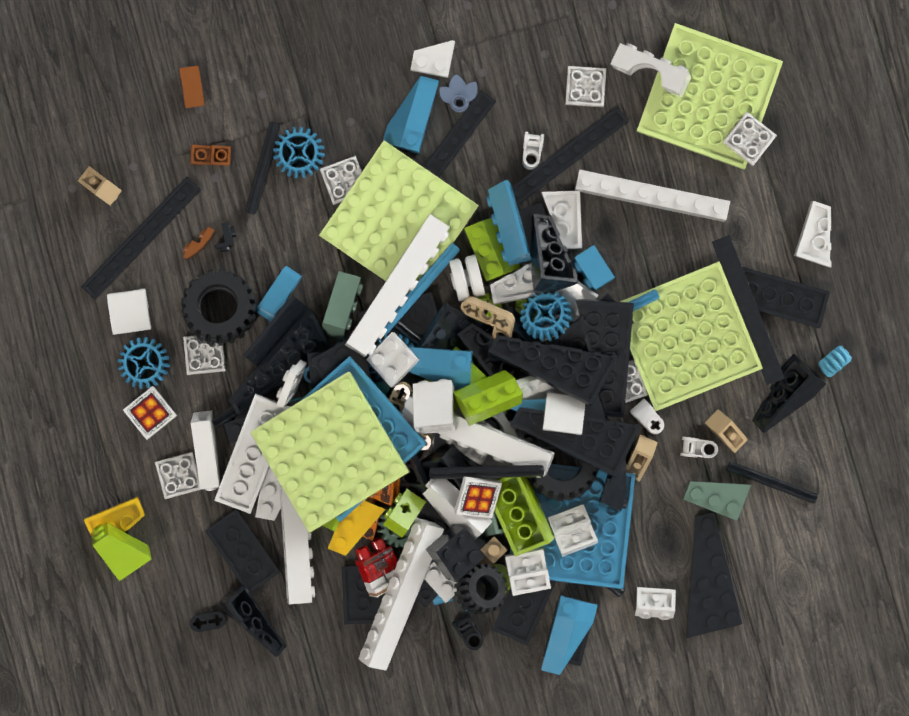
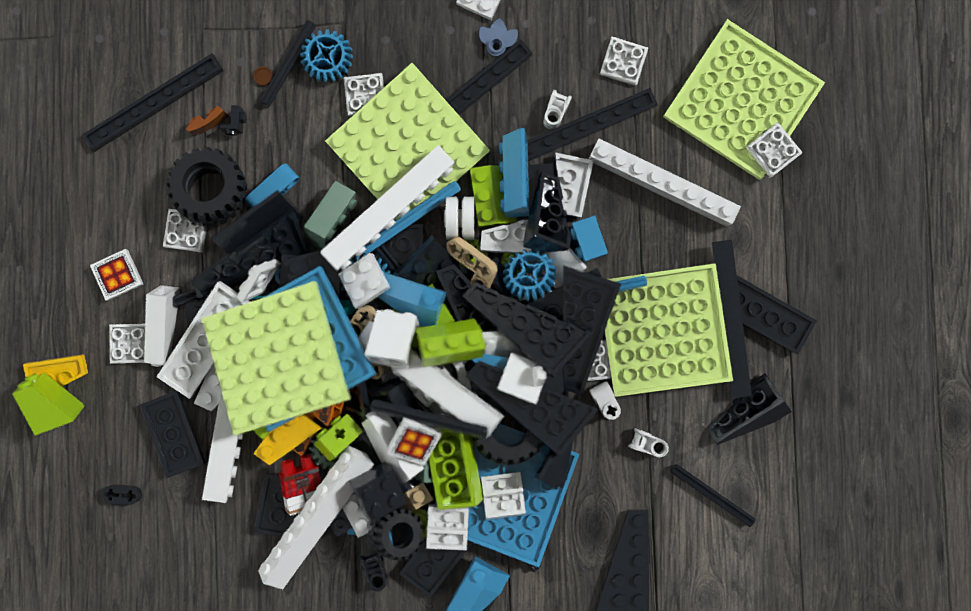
camera: 20 degrees right, 0 degrees up
(99, 185) = (124, 41): tan slope -> none
(129, 311) = (121, 170): white slope -> none
(140, 371) = (133, 213): dark azure gear -> none
(210, 155) = (240, 38): dark orange slope -> none
(241, 186) = (263, 76): none -> reddish brown piece
(247, 613) = (161, 503): black wedge -> none
(411, 119) = (443, 54): dark azure wedge -> none
(578, 408) = (538, 376): none -> white tile
(630, 60) = (675, 44): white arch -> none
(641, 456) = (589, 438): tan slope -> none
(655, 603) = (568, 587): white bracket -> none
(720, 498) = (655, 497): sand green wedge -> none
(726, 430) = (680, 433): tan slope -> none
(815, 235) = (814, 262): white wing -> none
(834, 361) = (805, 391): medium azure gear -> none

